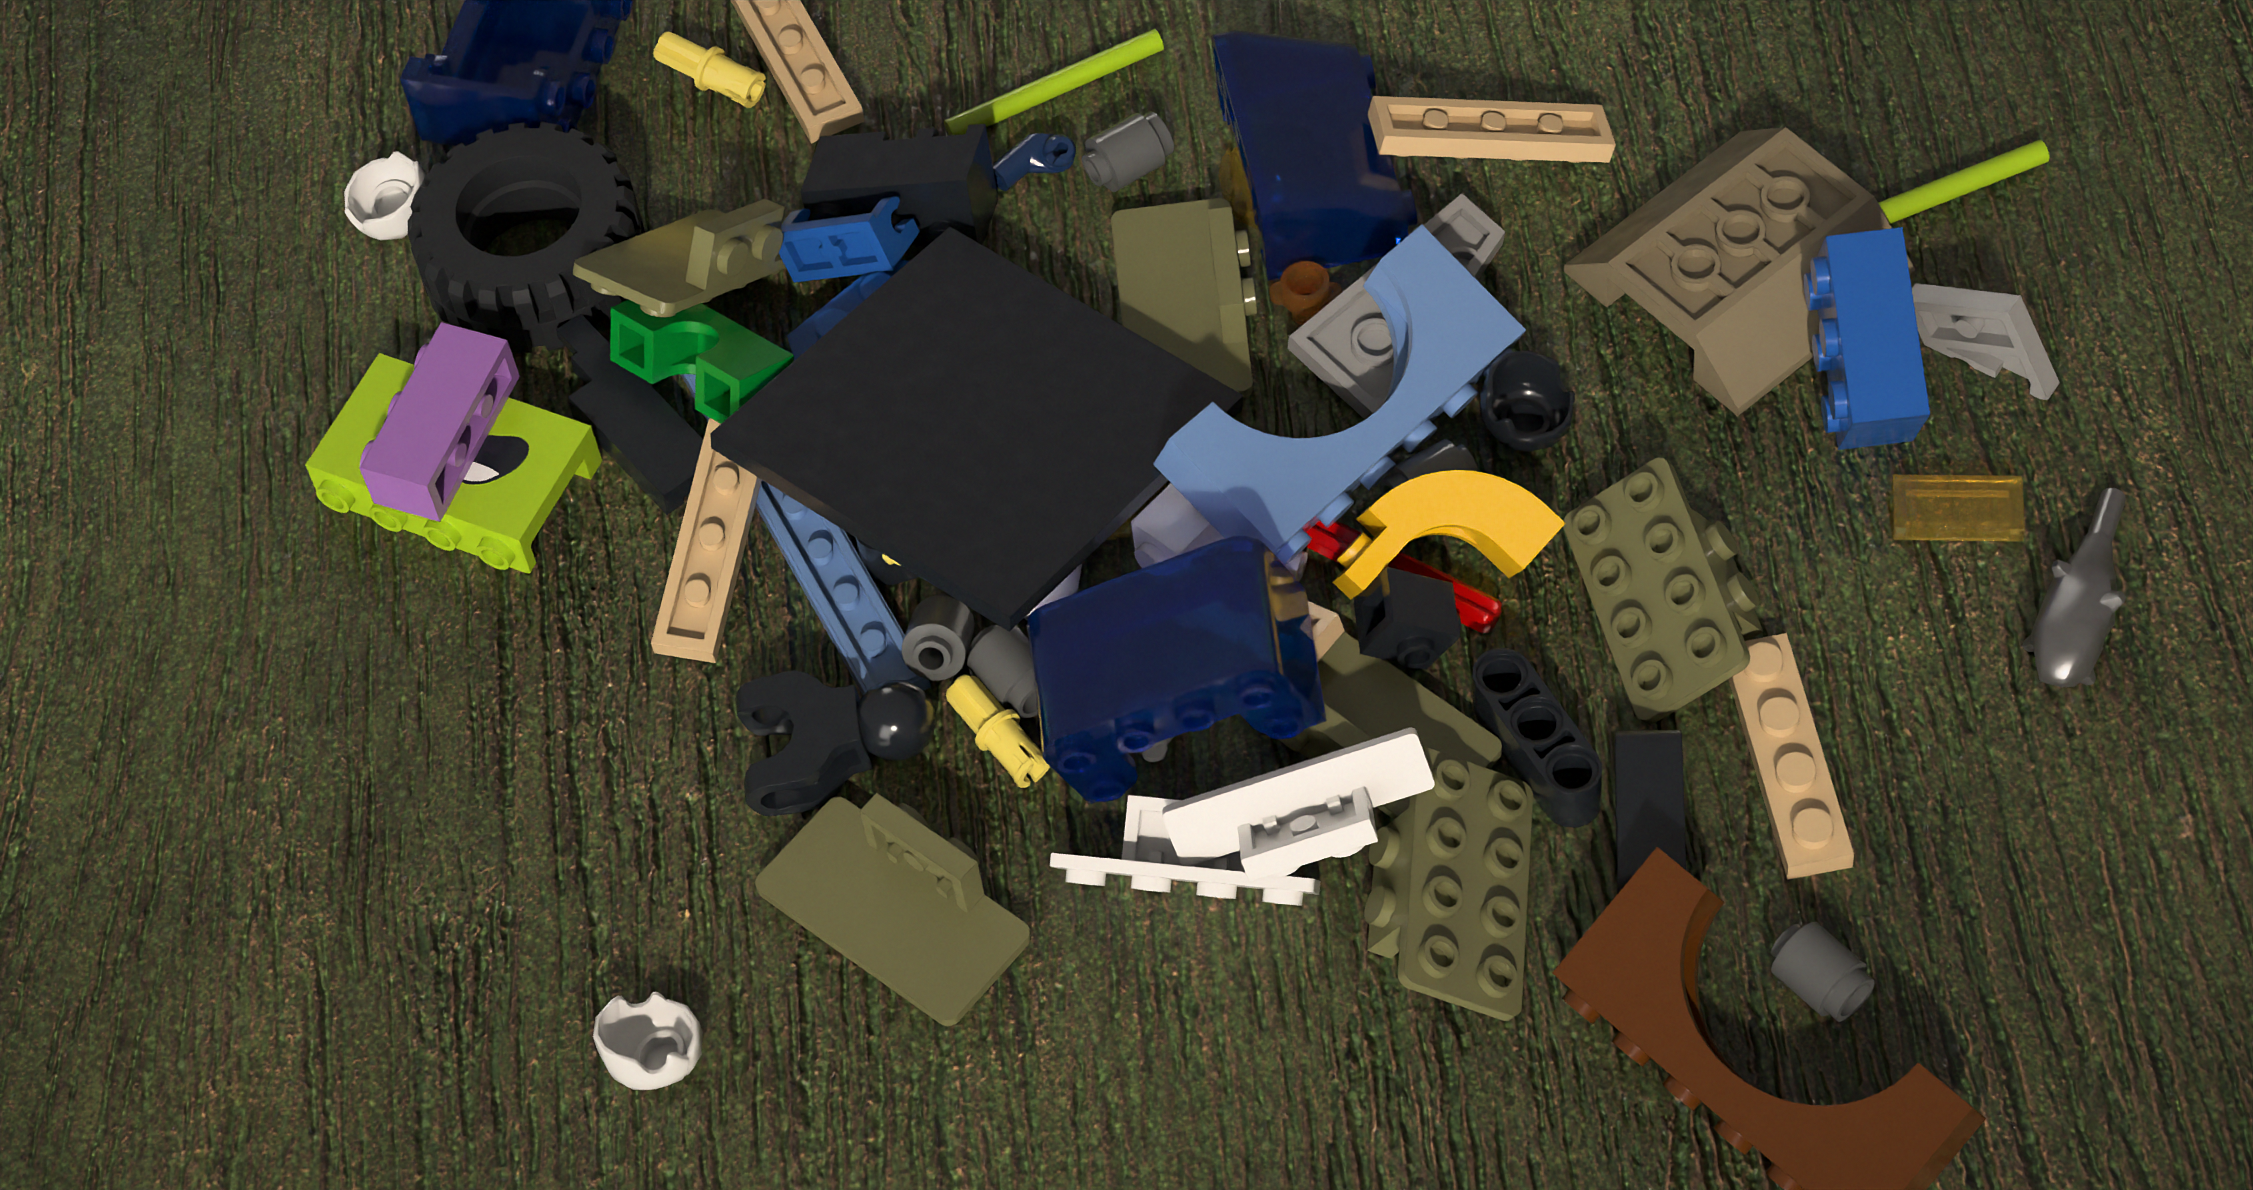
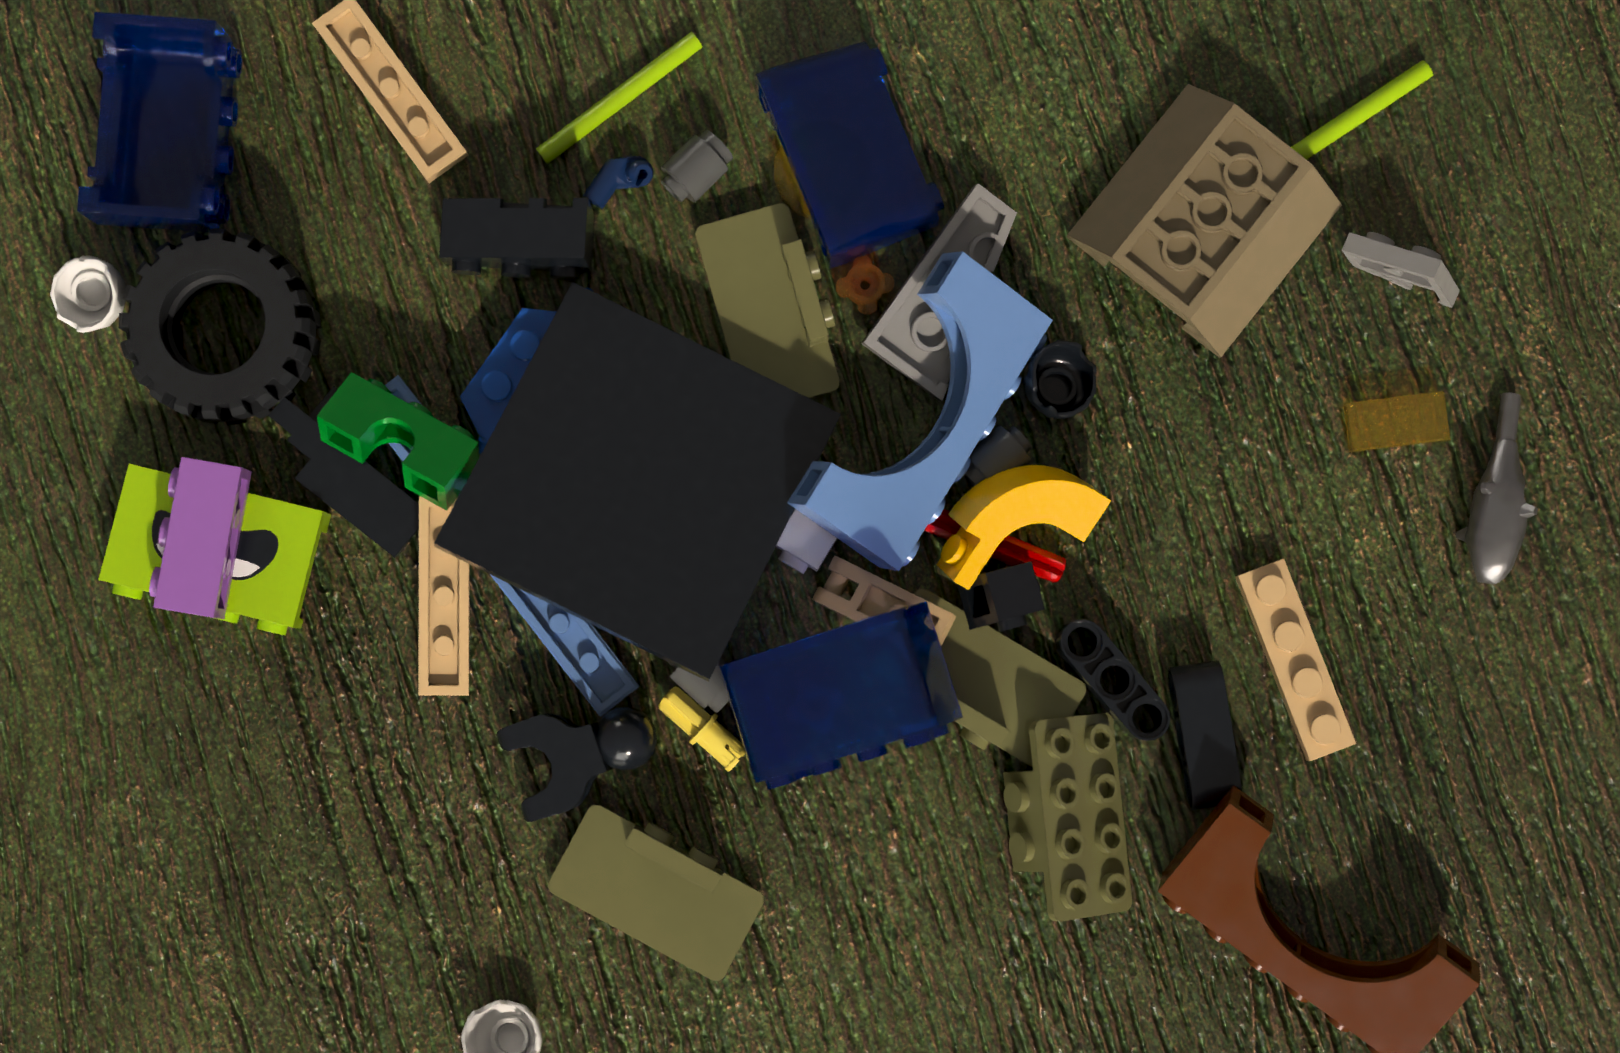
camera: 25 degrees left, 30 degrees up
(689, 259) = (365, 347): olive bracket -> none
(711, 69) = (325, 121): light yellow axle -> none
(845, 243) = (486, 300): blue hinge -> none
(938, 637) = (641, 671): dark grey brick -> none
(1154, 863) = (870, 816): white bracket -> none
(1301, 809) = (959, 802): white bracket -> none
(1490, 129) = (992, 120): tan plate -> none
(1663, 589) = (1188, 536): olive bracket -> none
(1821, 970) = (1345, 847): dark grey brick -> none
(1867, 339) = (1326, 310): blue brick -> none

